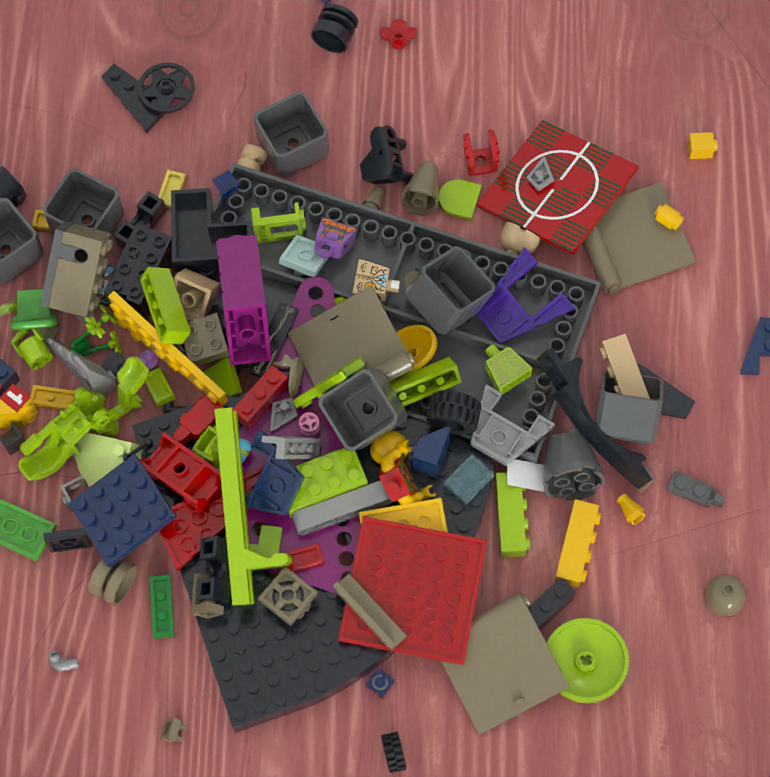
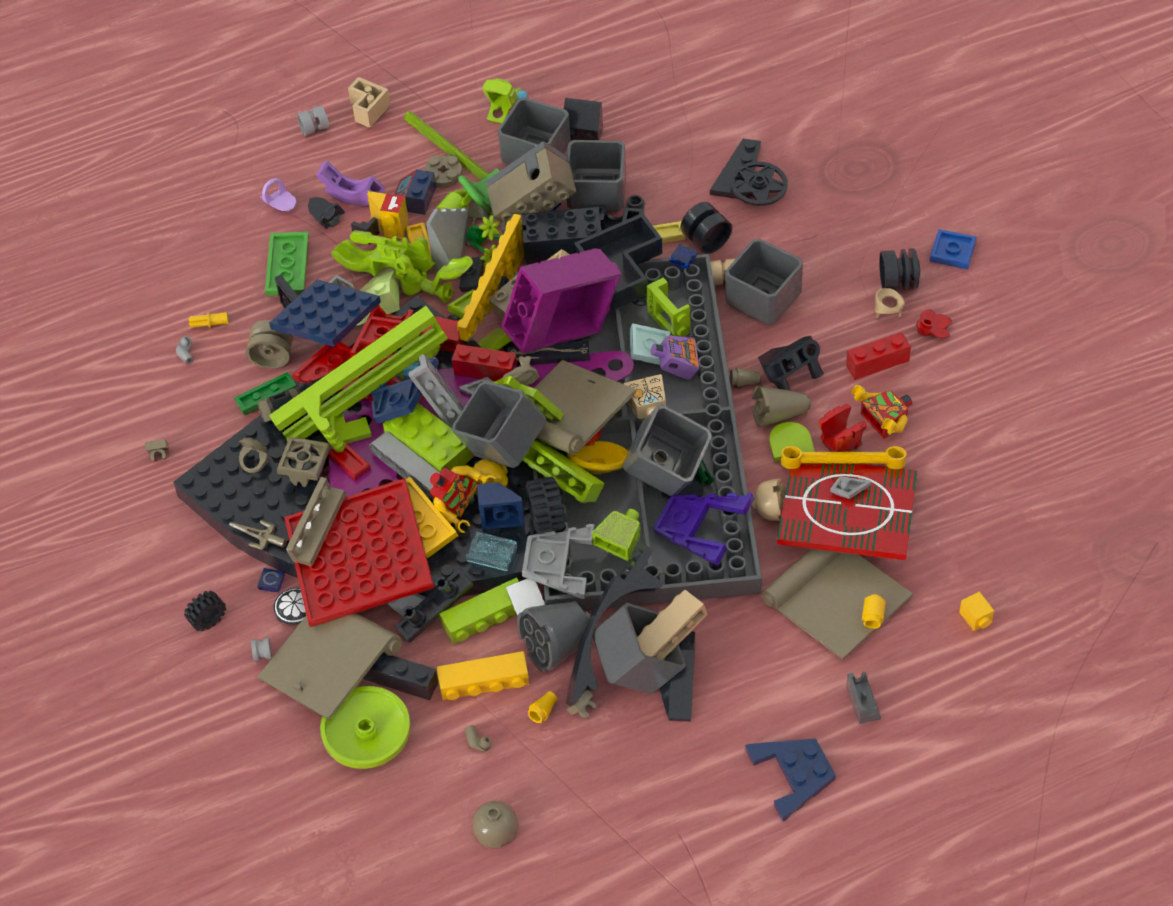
camera: 65 degrees right, 15 degrees down
(38, 625) = (209, 320): none -> yellow axle
(123, 192) = (635, 201): none -> black plate
(148, 442) = (403, 309): black hinge -> none
(165, 305) = (525, 253): lime brick -> none
(191, 152) = (706, 227): none -> black wheel
(248, 635) = (253, 445): none -> dark tan piece
(346, 666) = (264, 536): none -> dark tan piece
(360, 63) = (880, 308): none -> tan piece
(411, 89) = (878, 355): none -> red brick
(420, 674) = (290, 607): none -> dish
(455, 719) = (261, 649): none -> light grey wheel
(473, 113) = (883, 410): none -> torso
(493, 561) = (438, 601): none -> black plate
(503, 166) = (843, 457): none -> yellow piece
(638, 576) = (482, 744): none -> dark tan arm
(694, 490) = (593, 755): dark grey hinge -> none
(739, 267) = (862, 698): none -> dark grey hinge

